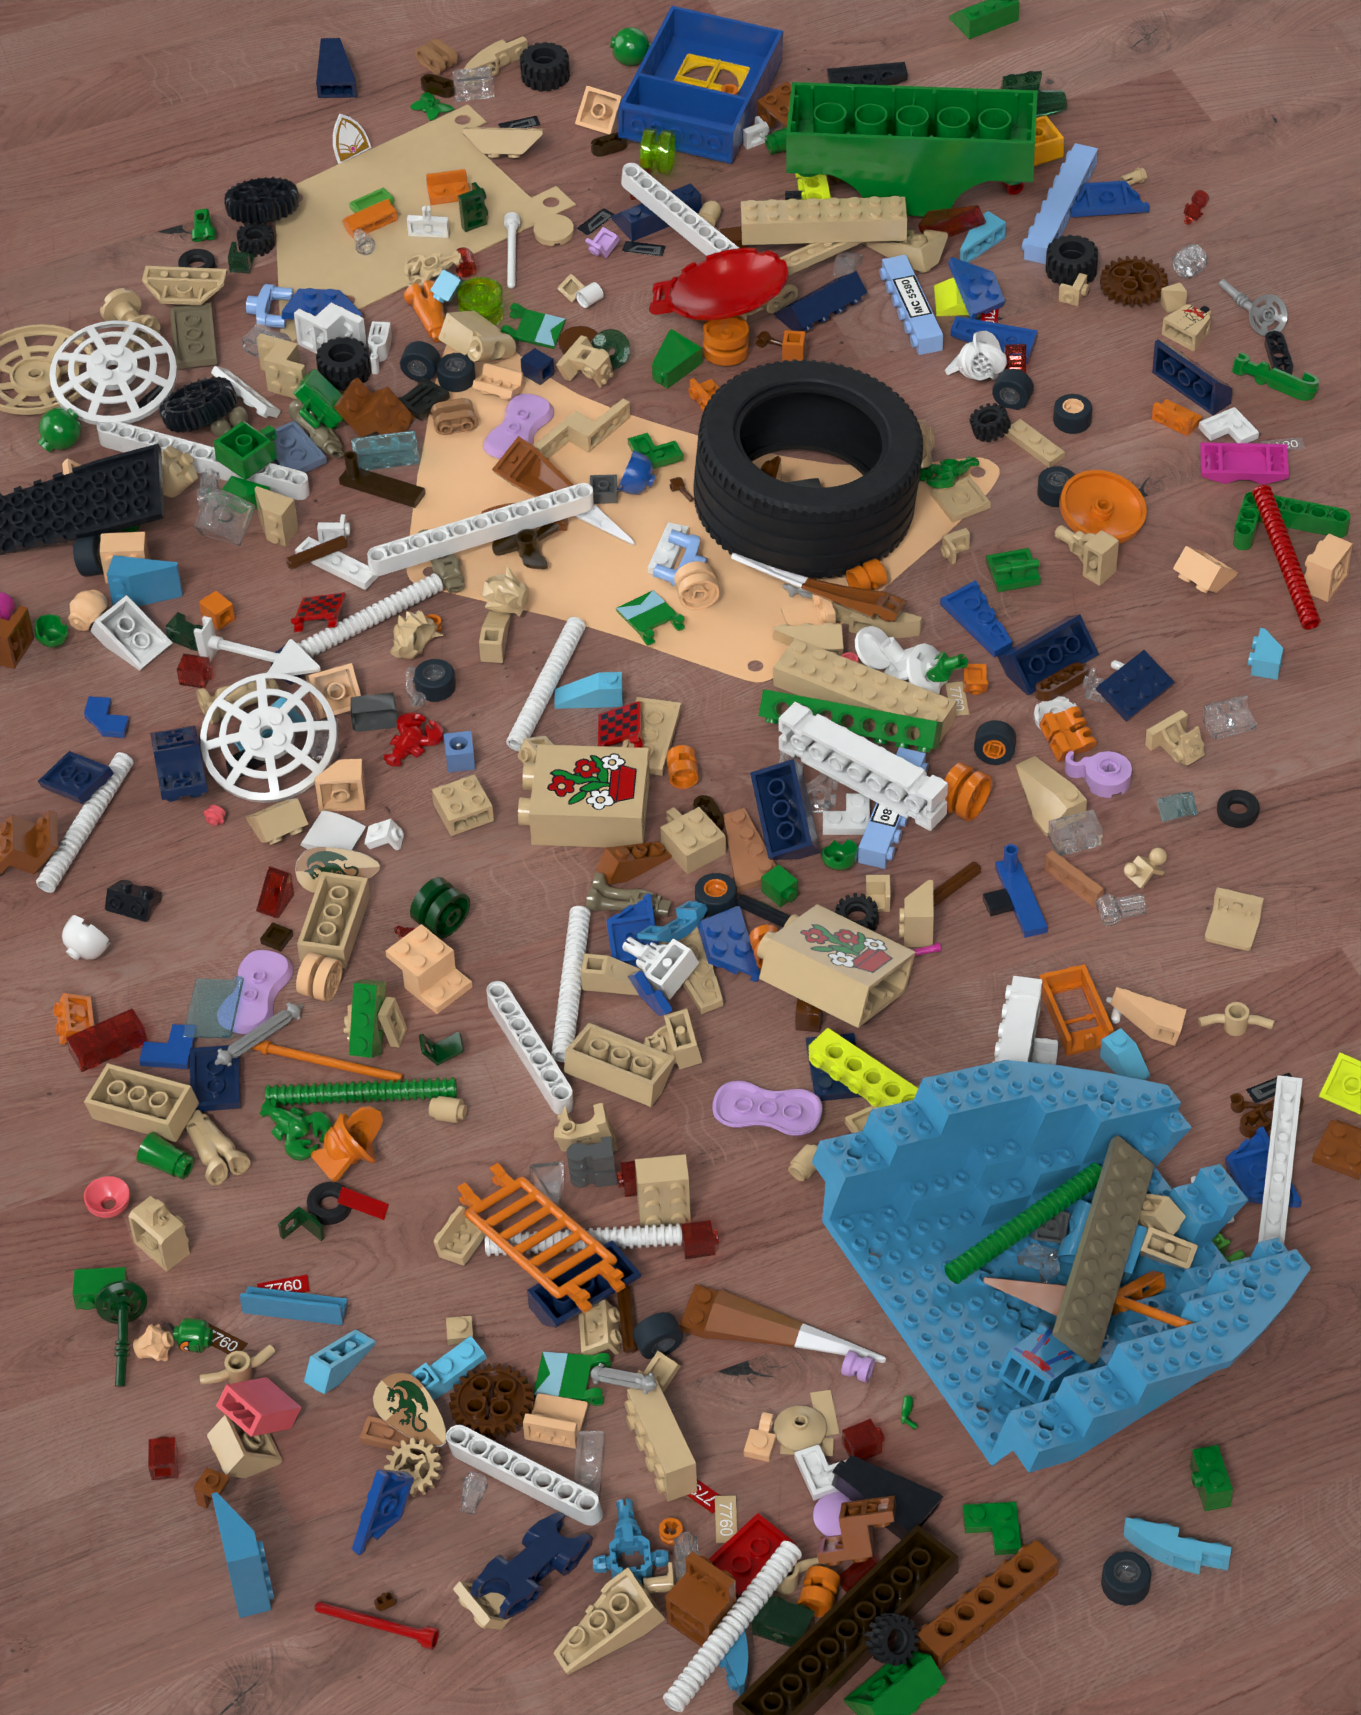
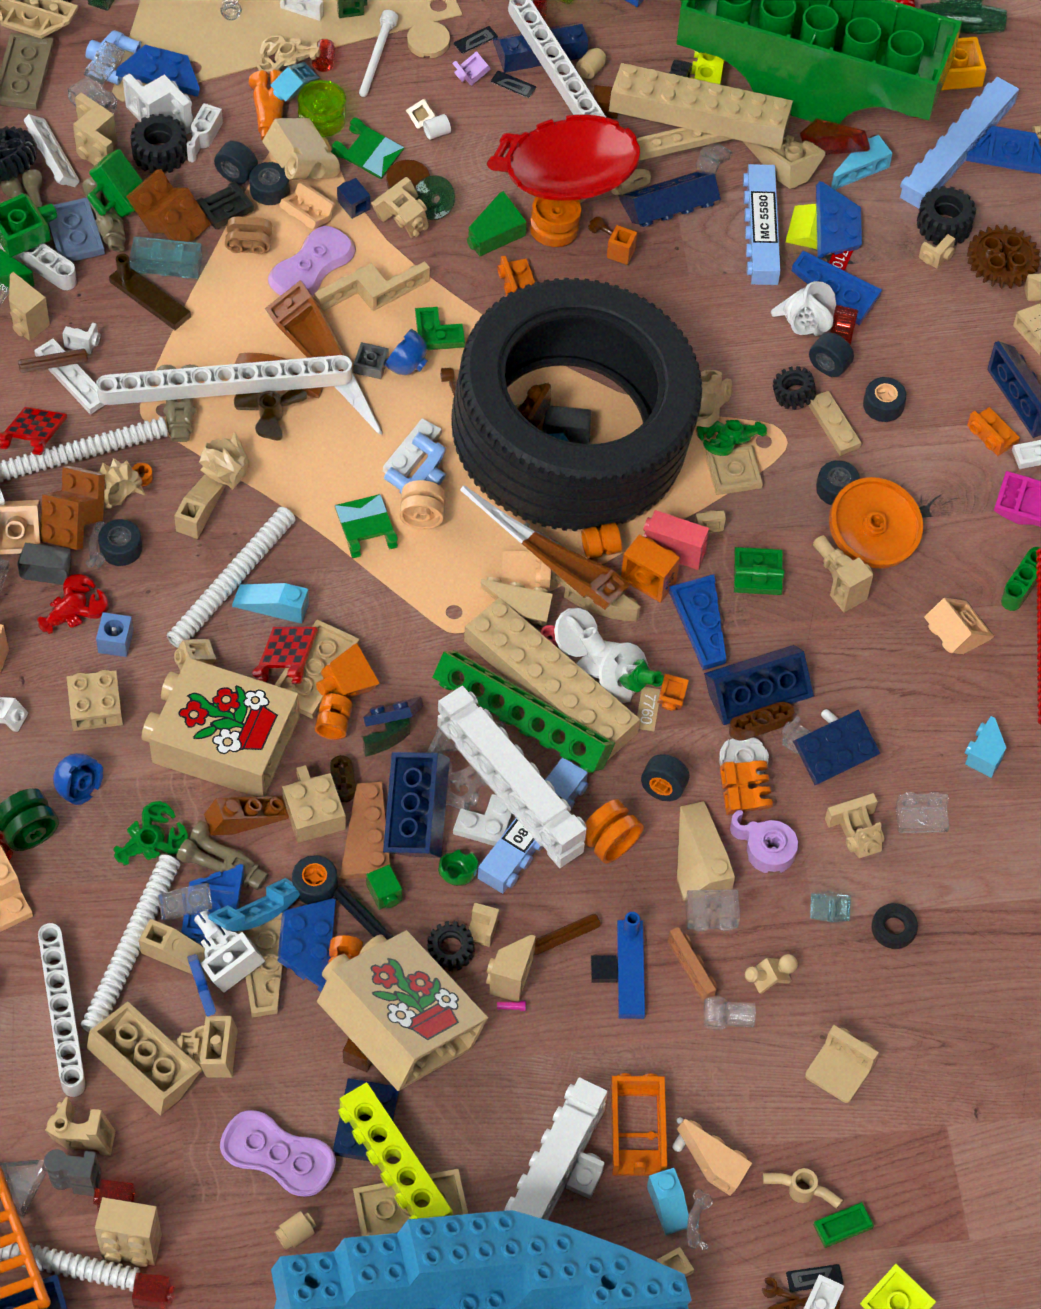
camera: 10 degrees right, 10 degrees up
(268, 309) = (104, 63): none -> clear slope
(385, 655) = (73, 507): none -> dark orange bracket
(472, 865) = (77, 777): none -> blue cylinder
(555, 898) = (151, 836): none -> green animal
(609, 934) = (185, 901): none -> clear slope
(684, 728) = (348, 675): none -> orange torso
(734, 775) = (394, 733): none -> clear green slope
(740, 746) = (397, 711): none -> dark blue wing
(920, 585) = (650, 567): none -> orange brick
(932, 559) = (680, 536): none -> coral brick
(1152, 1055) = (702, 1202): none -> clear piece
(1281, 1041) = (843, 1225): none -> green tile

